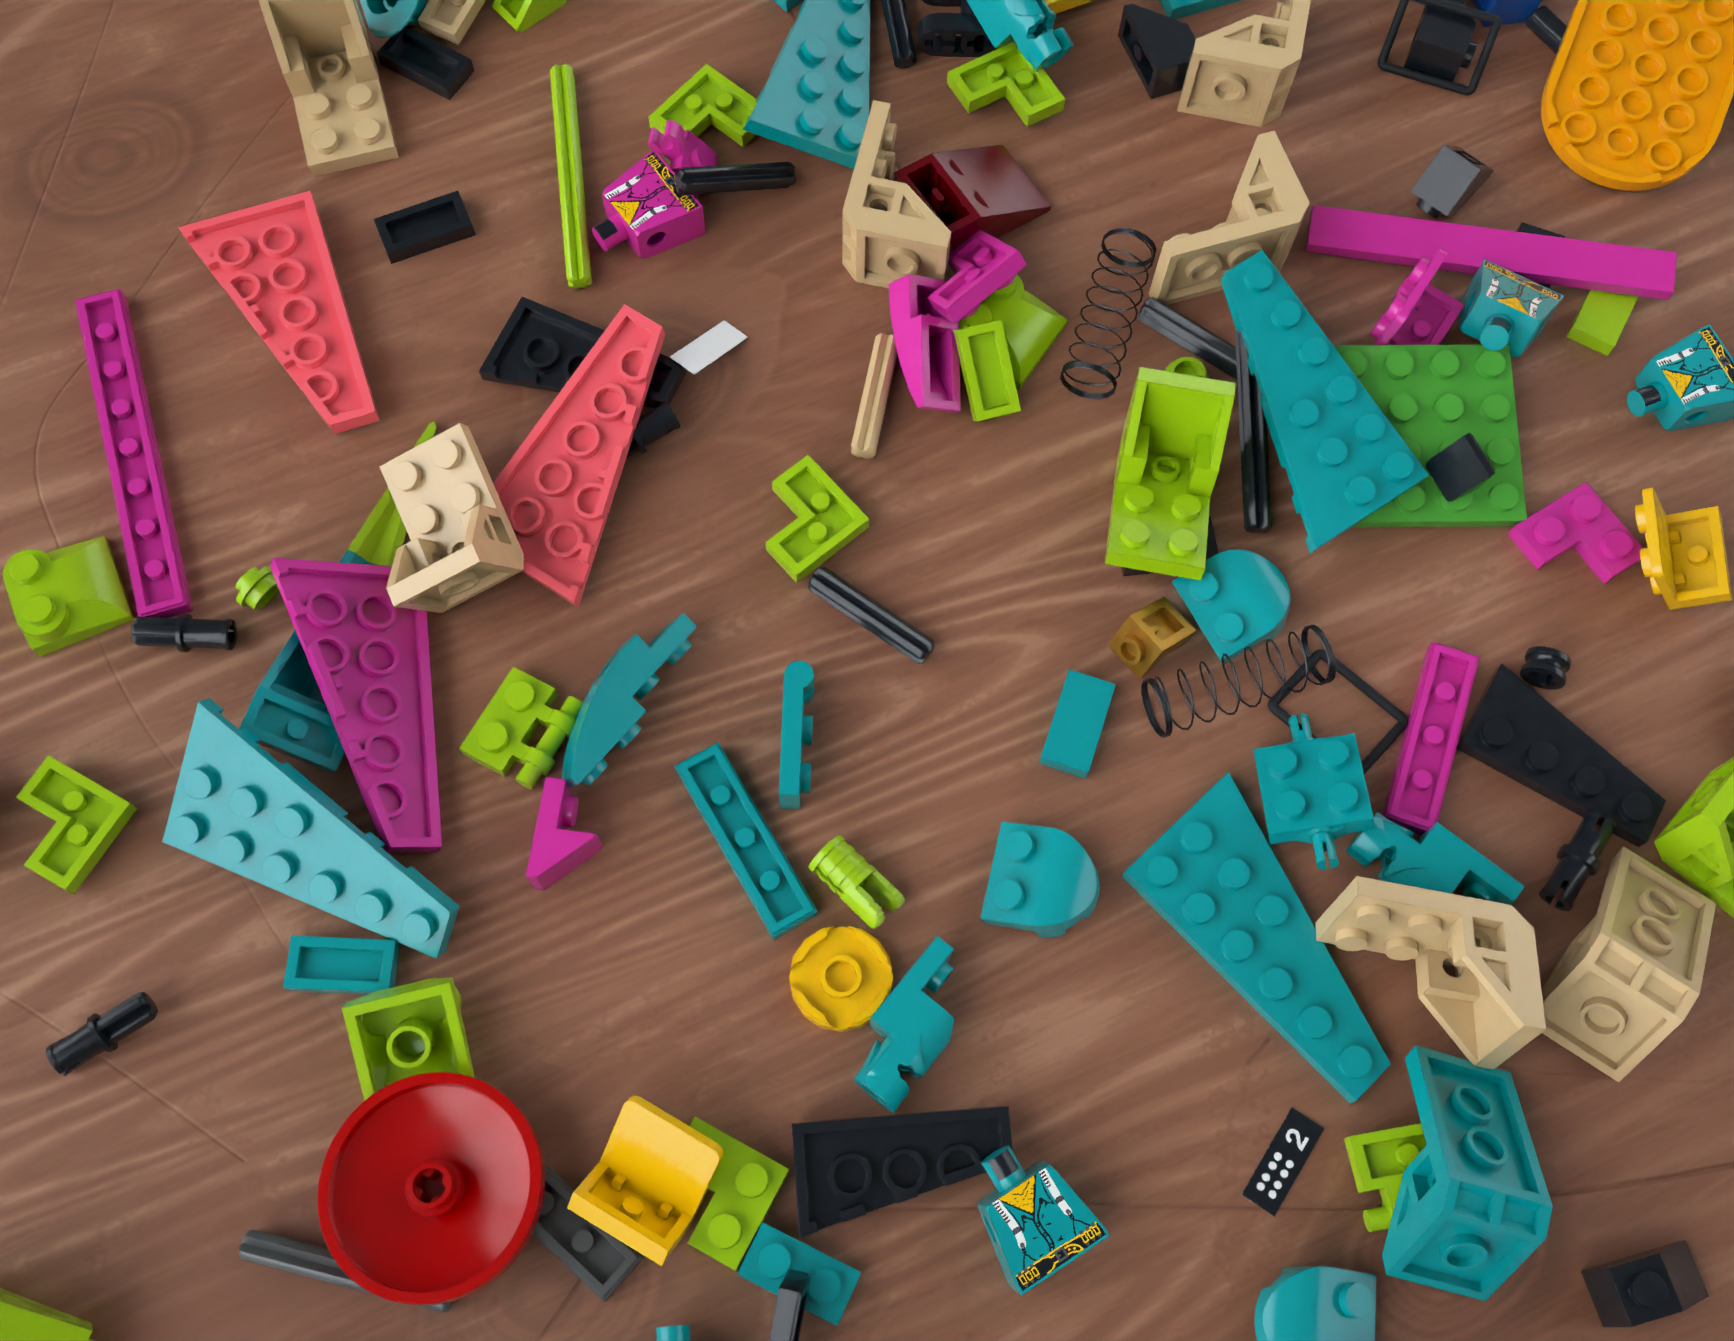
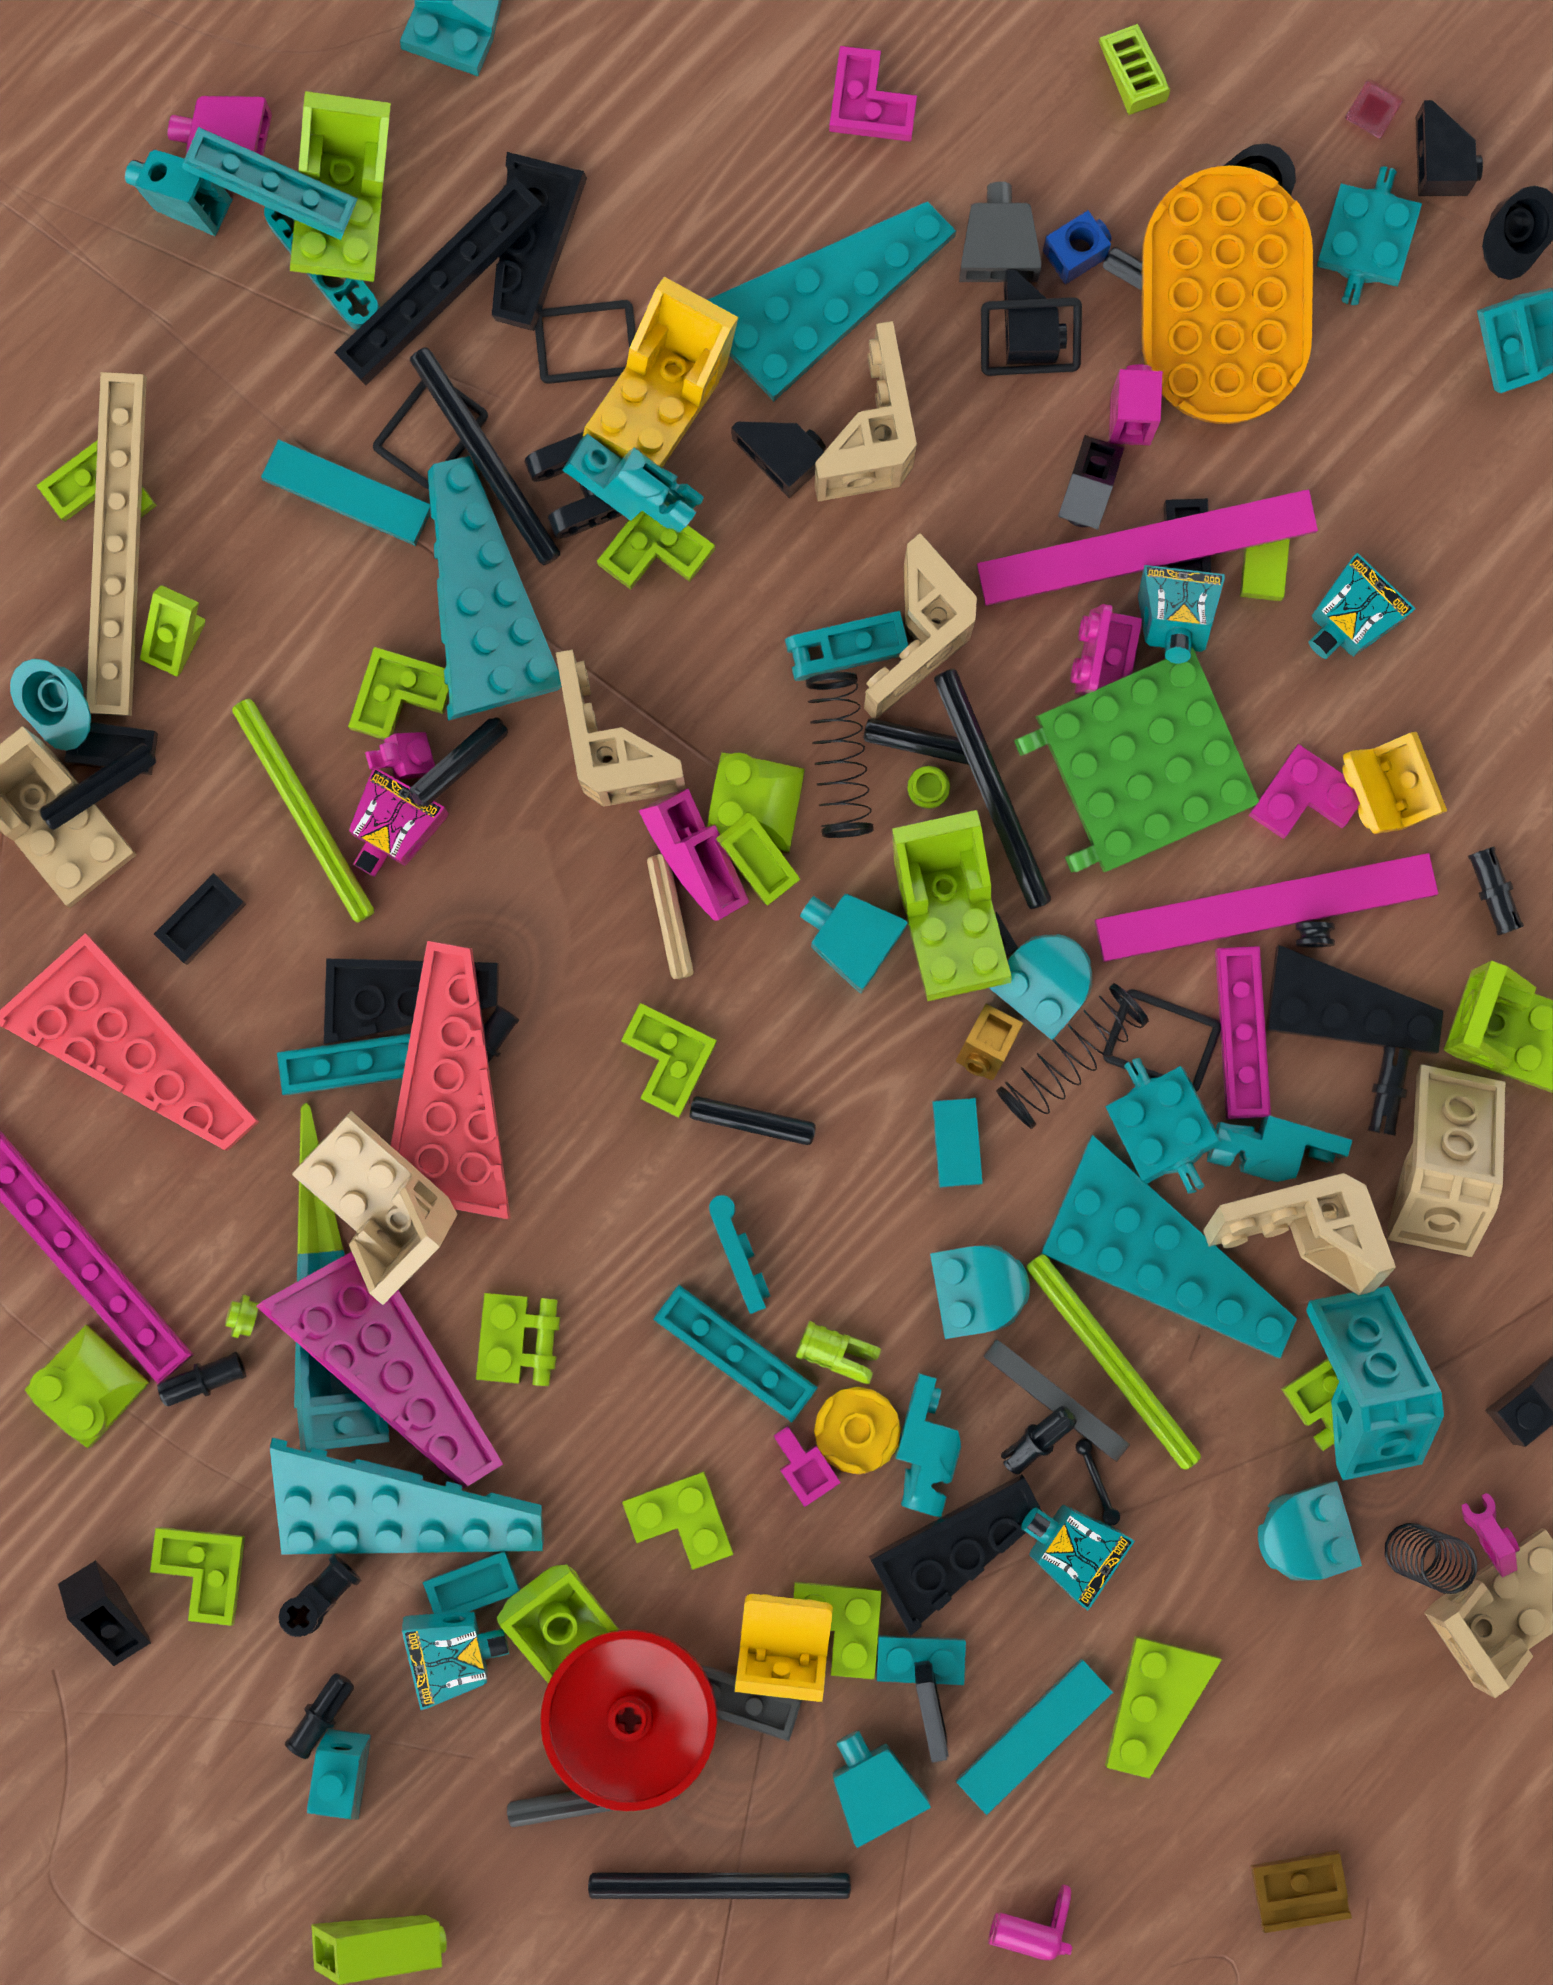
camera: 20 degrees left, 15 degrees up
(79, 1106) = (339, 1774): none -> teal torso
(168, 903) = (318, 1597): none -> black connector
(272, 1023) = (449, 1654): none -> teal torso
(391, 74) = (97, 786): none -> black axle
(482, 401) = (343, 1064): none -> teal tile
(553, 847) = (590, 1429): dark pink slope -> none
(609, 710) = (580, 1301): teal slope -> none
(616, 982) = (685, 1506): none -> lime plate
(708, 347) = (508, 933): white sticker -> none
(764, 996) = (807, 1471): none -> dark pink plate
(975, 191) = (672, 687): dark red slope -> none
(981, 268) = (723, 778): dark pink plate -> none
(1041, 1070) = (1038, 1440): none -> black axle
(1053, 481) = (853, 937): none -> teal torso
(1080, 1039) = (1054, 1397): none -> dark grey beam
(1089, 1108) = (1110, 1515): none -> black hinge
(1154, 220) = (848, 645): none -> teal plate
(1161, 1029) = (1113, 1362): none -> lime axle
(1282, 1162) = (1242, 1424): black sticker -> none
(1321, 418) = (1062, 797): teal wing -> none
(1460, 468) = (1187, 792): black slope -> none
(1500, 624) = (1266, 907): none -> dark pink tile
(1523, 123) = (1135, 405): none -> dark pink brick

